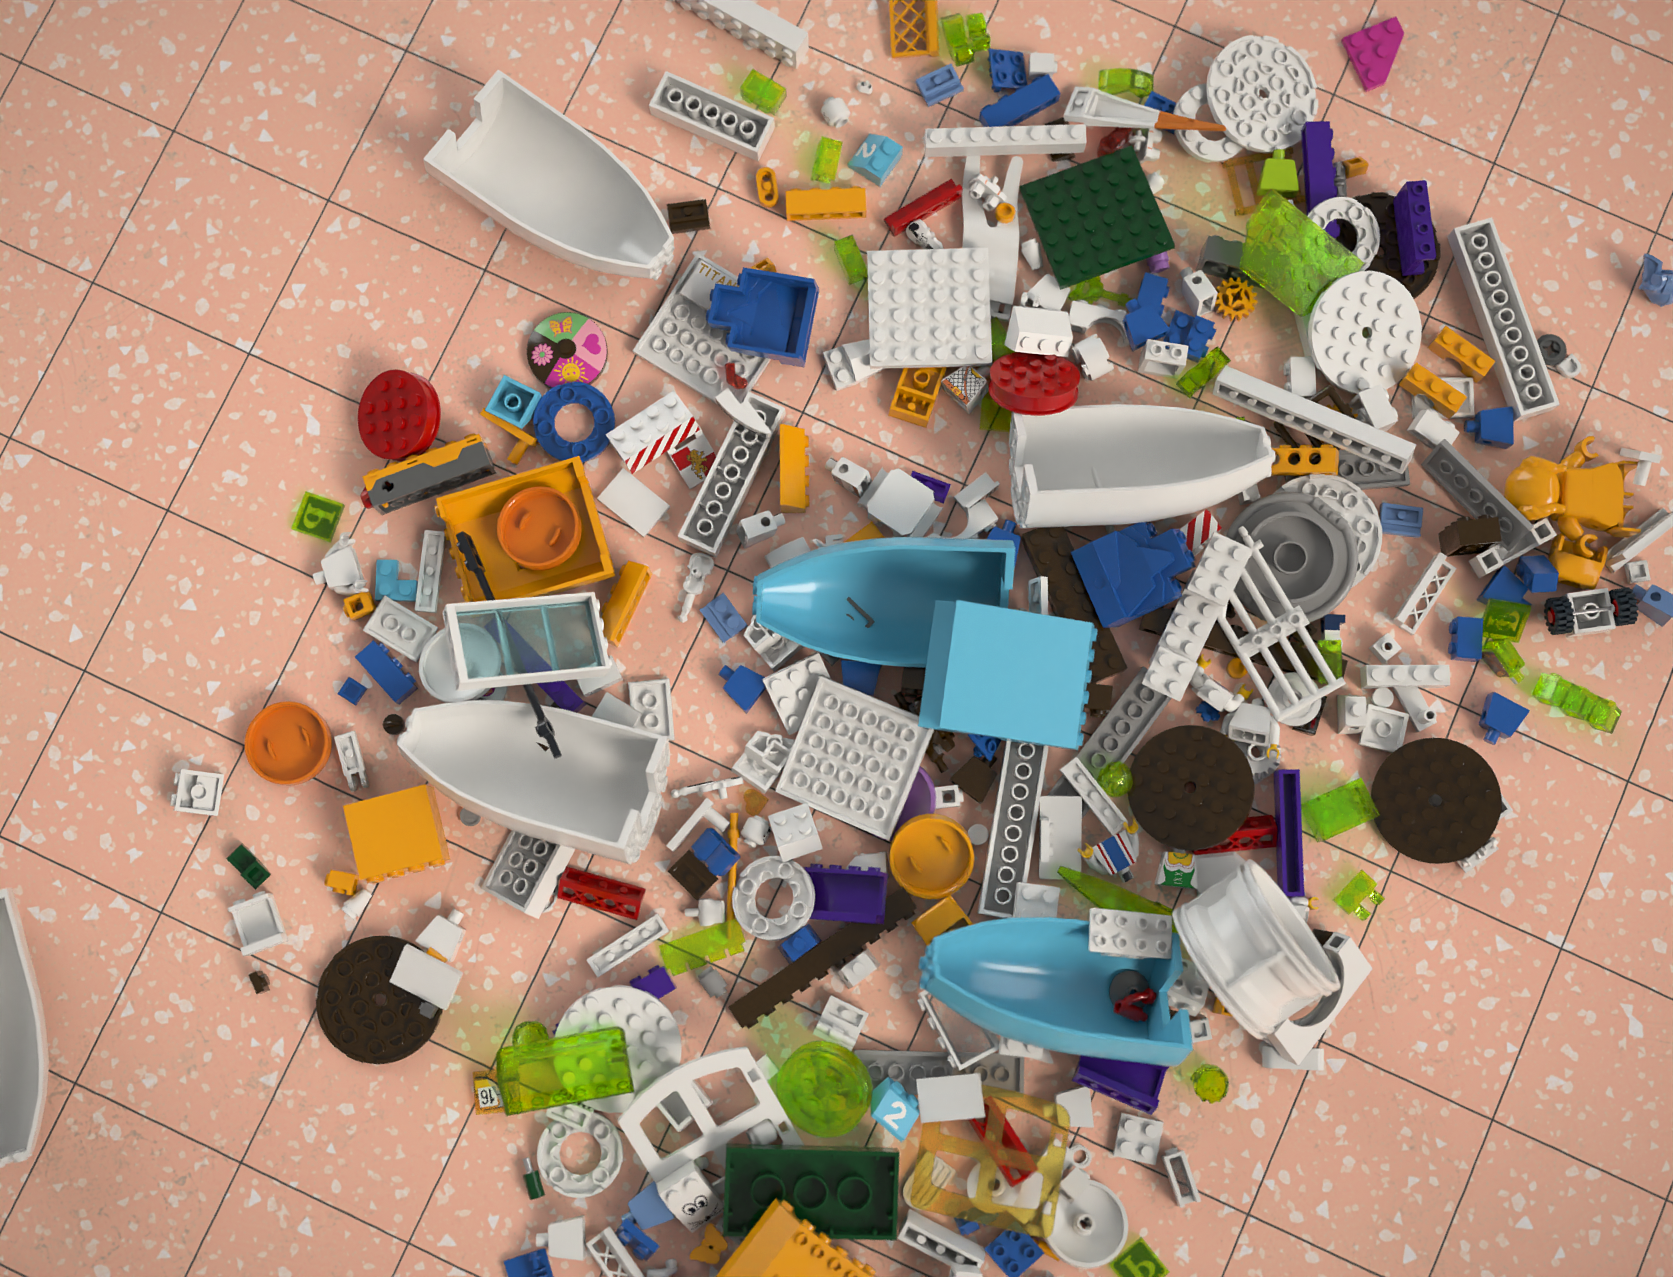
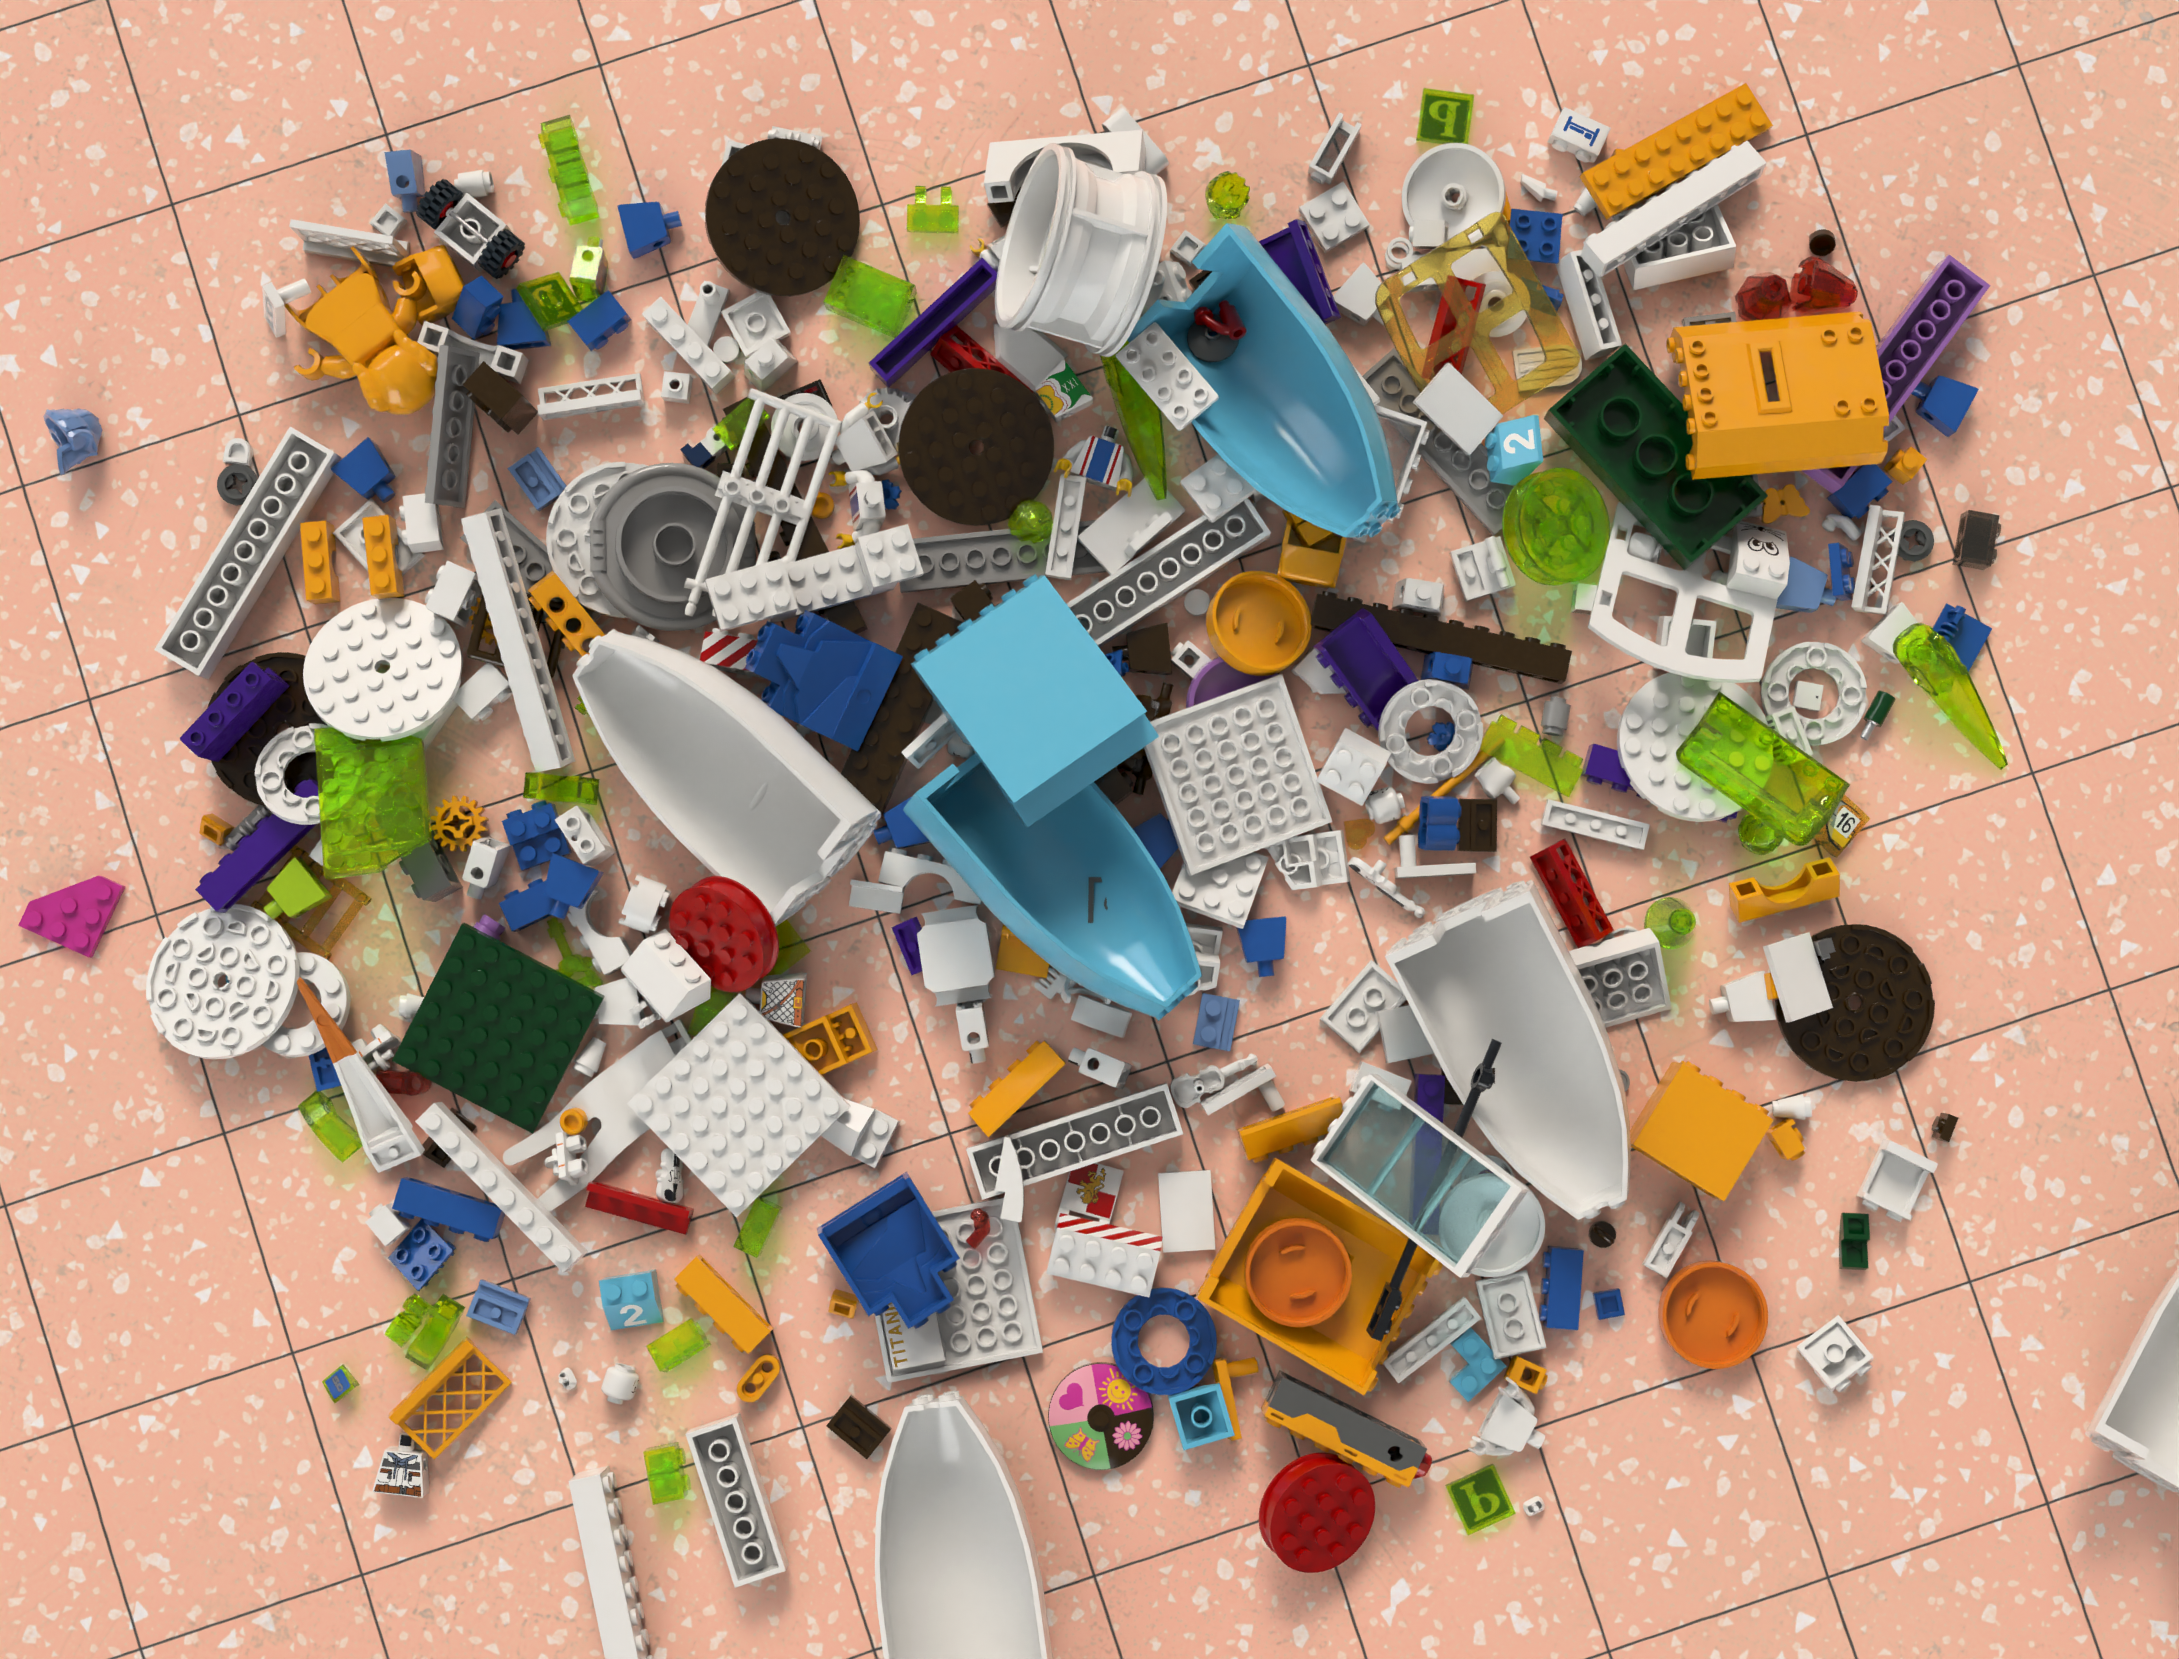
camera: 130 degrees left, 5 degrees up
(285, 543) = (1533, 1506): none -> white rock
(470, 1040) = (1814, 883): none -> light orange arch
(510, 1239) = (1946, 682): none -> clear neon green piece
(537, 935) = (1671, 922): none -> clear neon green cone
(582, 1148) = (1807, 696): none -> white tile
(668, 611) = (1258, 1078): none -> white piece
(765, 904) = (1443, 735): none -> blue plant
(1617, 641) = (475, 183): none -> white brick

